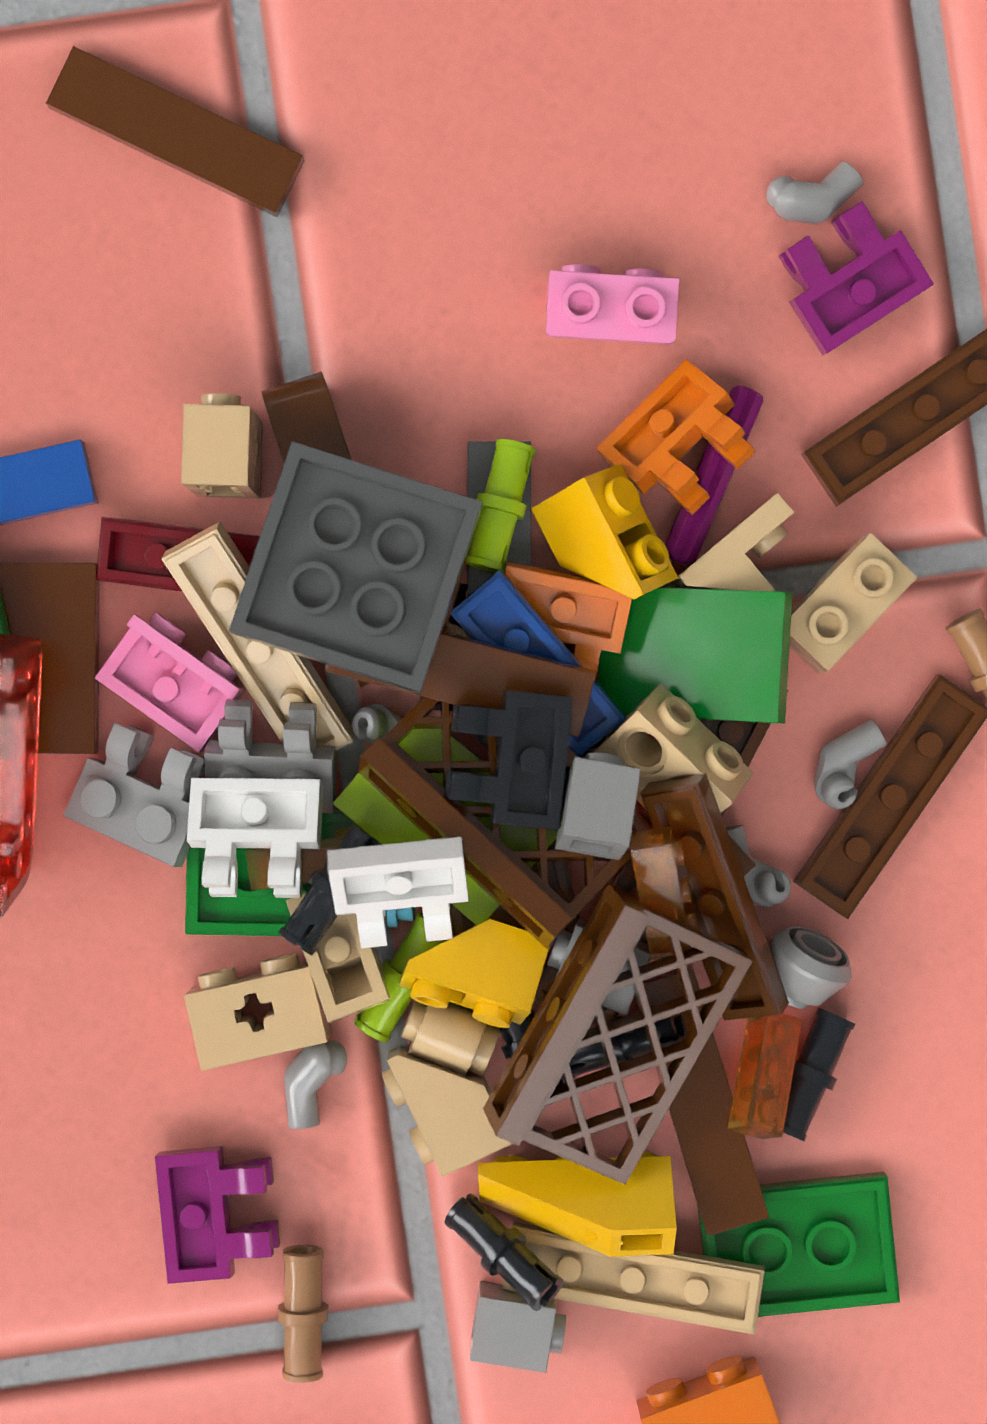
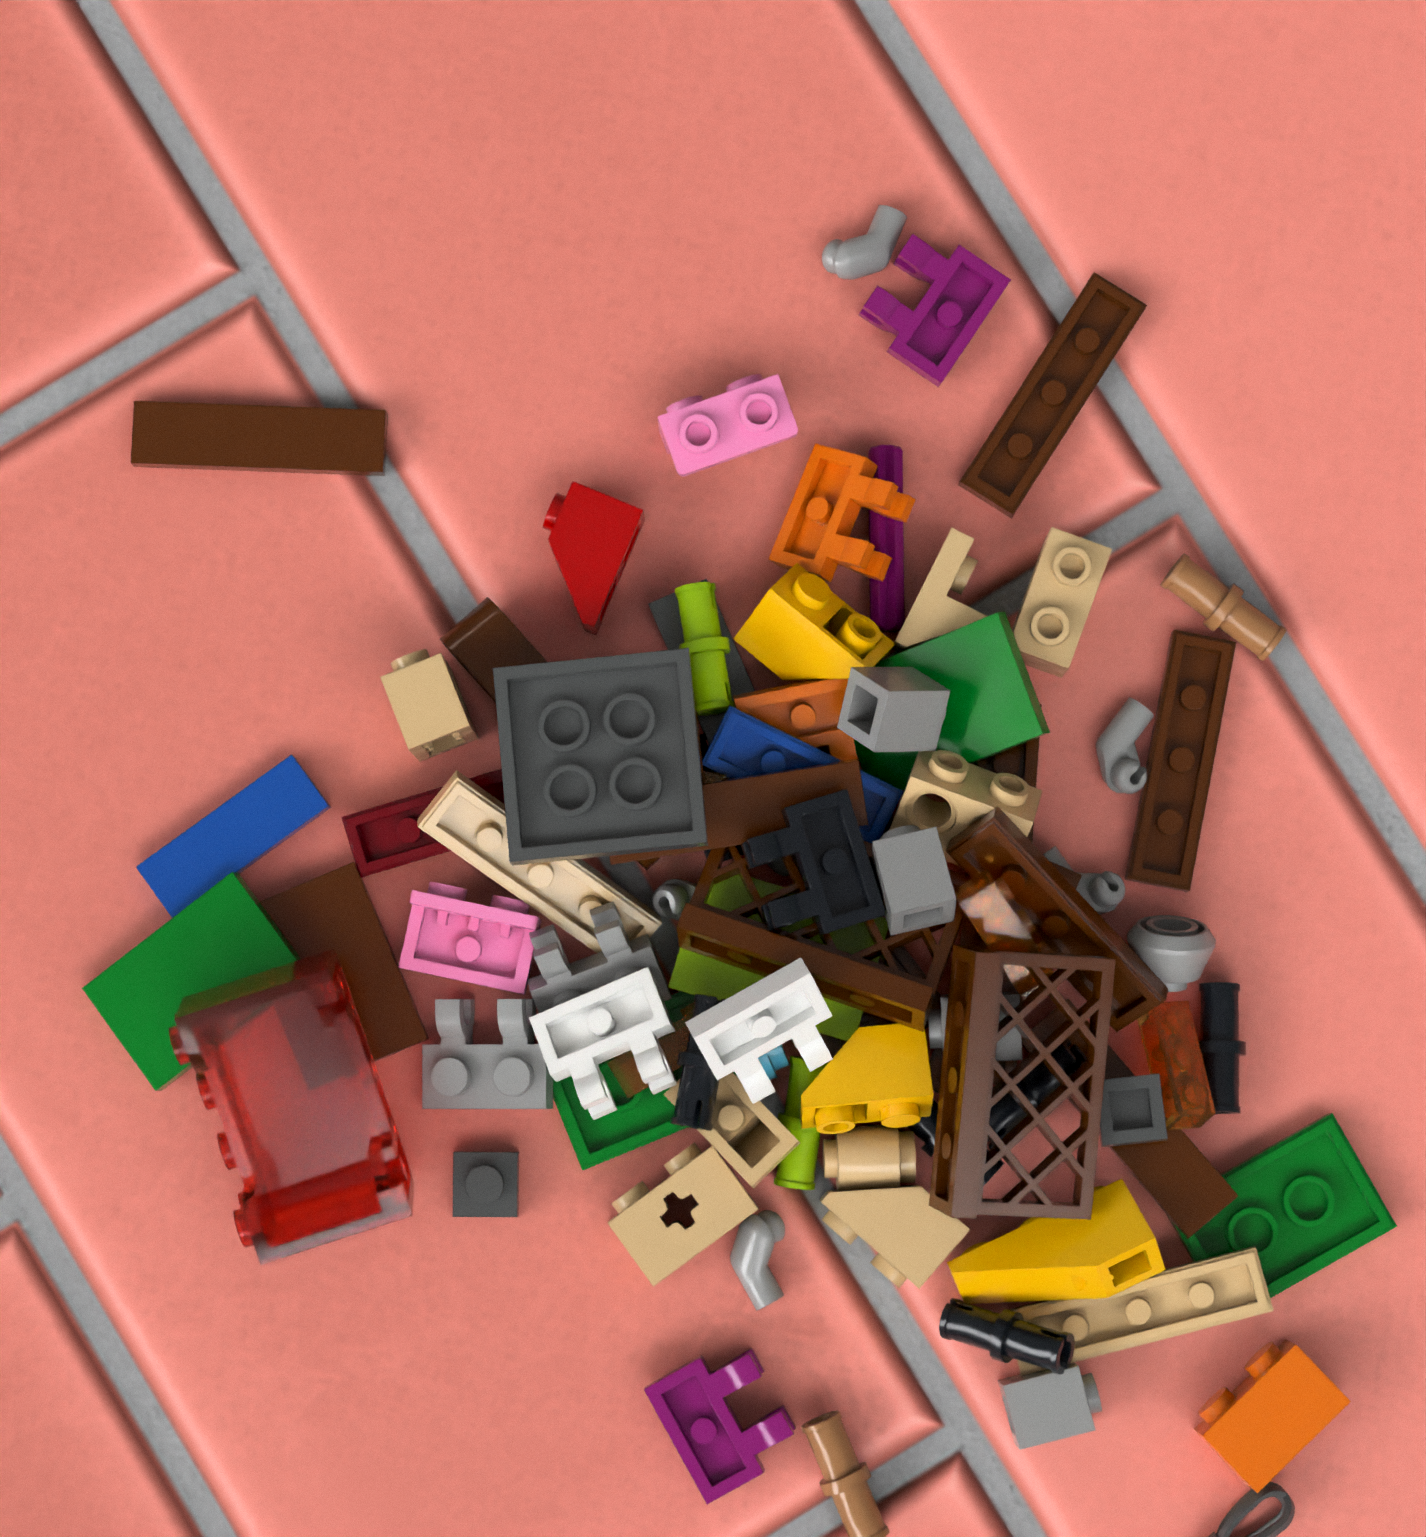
camera: 20 degrees left, 5 degrees down
(92, 908) = (485, 1184): none -> dark grey plate
(437, 366) = (591, 547): none -> red slope
(649, 640) = (893, 709): none -> light grey brick
(707, 1101) = (1132, 1111): none -> dark grey plate

